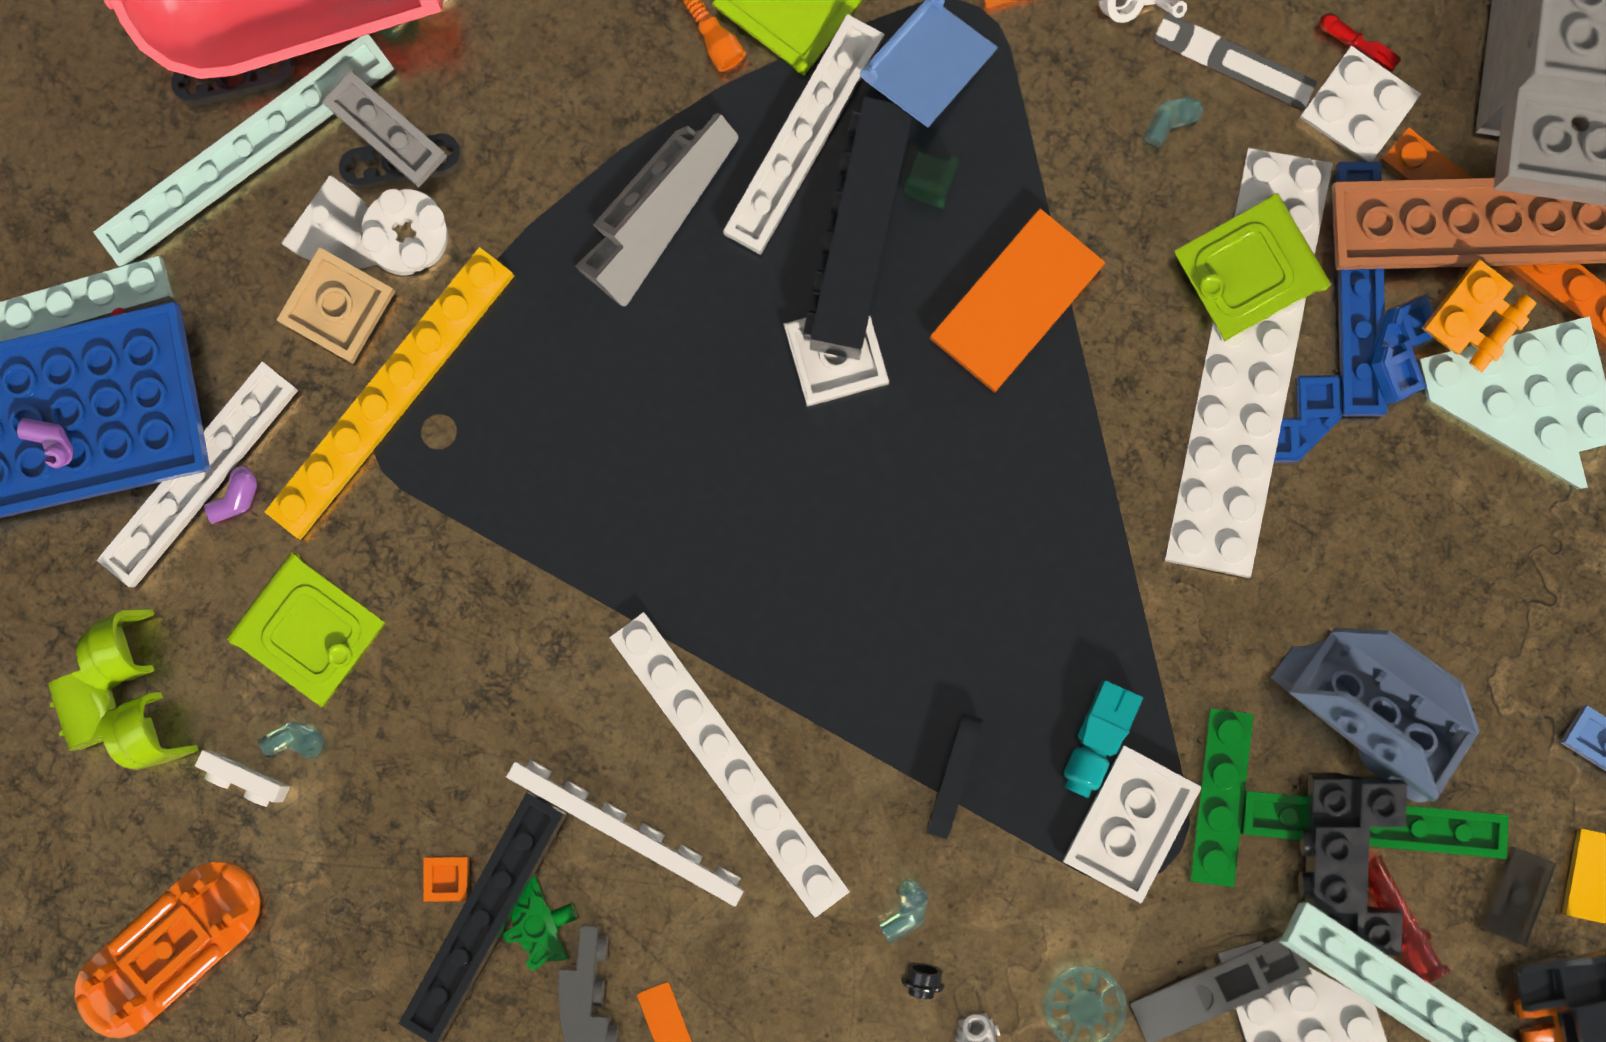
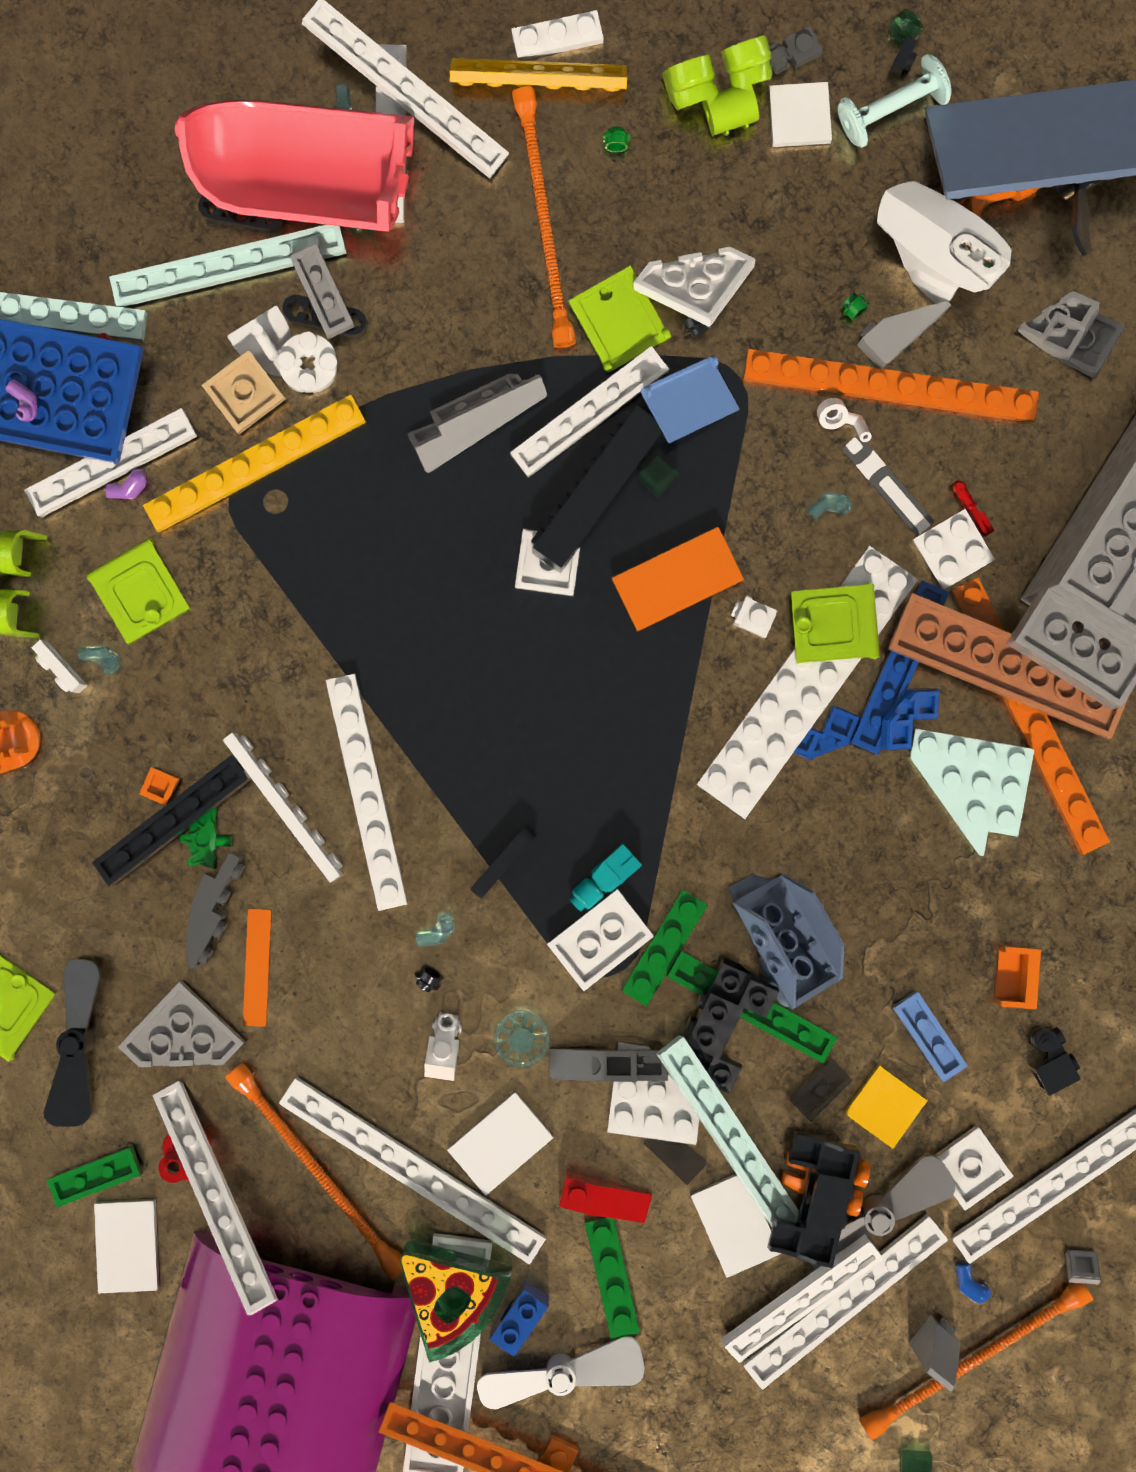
camera: 20 degrees right, 5 degrees up
(1138, 306) = (753, 616): none -> white bracket
(1415, 941) = (742, 1090): clear red pin -> none
(1468, 308) = (959, 710): light orange plate -> none

